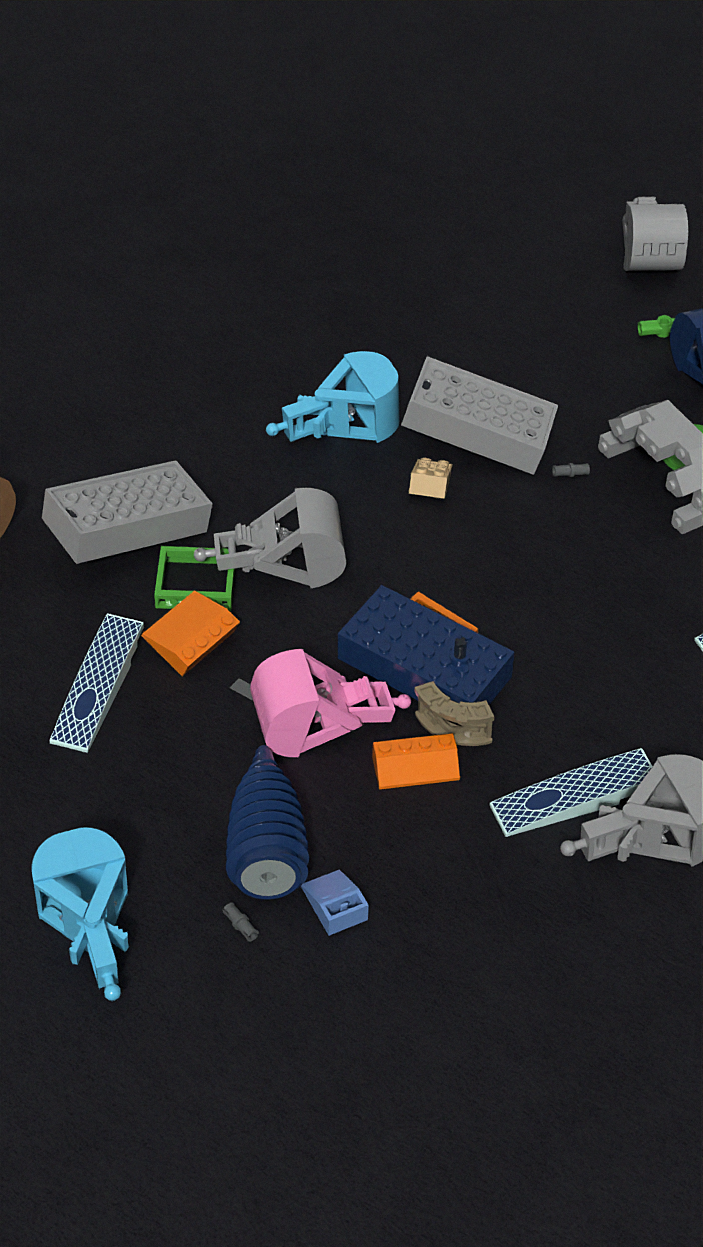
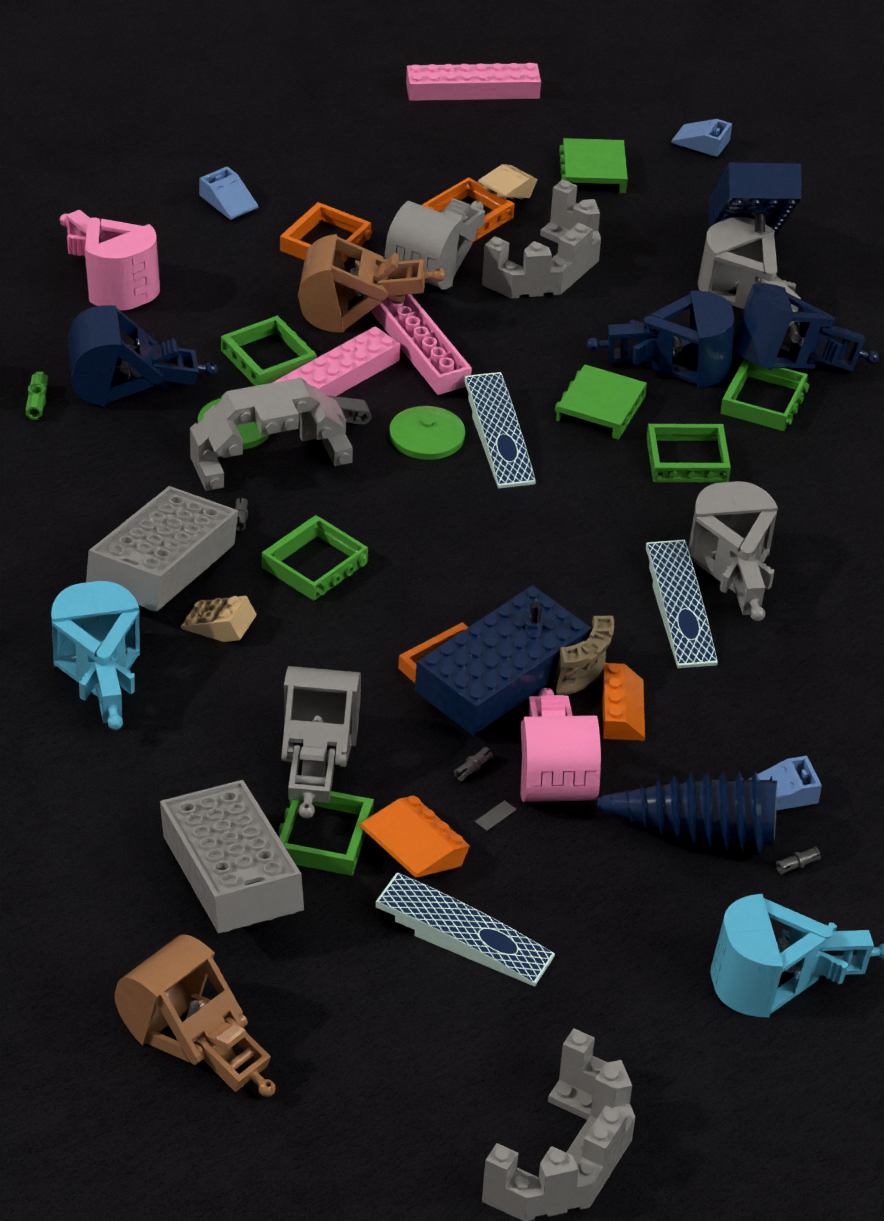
camera: 80 degrees left, 5 degrees down
(537, 503) = (299, 537): none -> bright green window

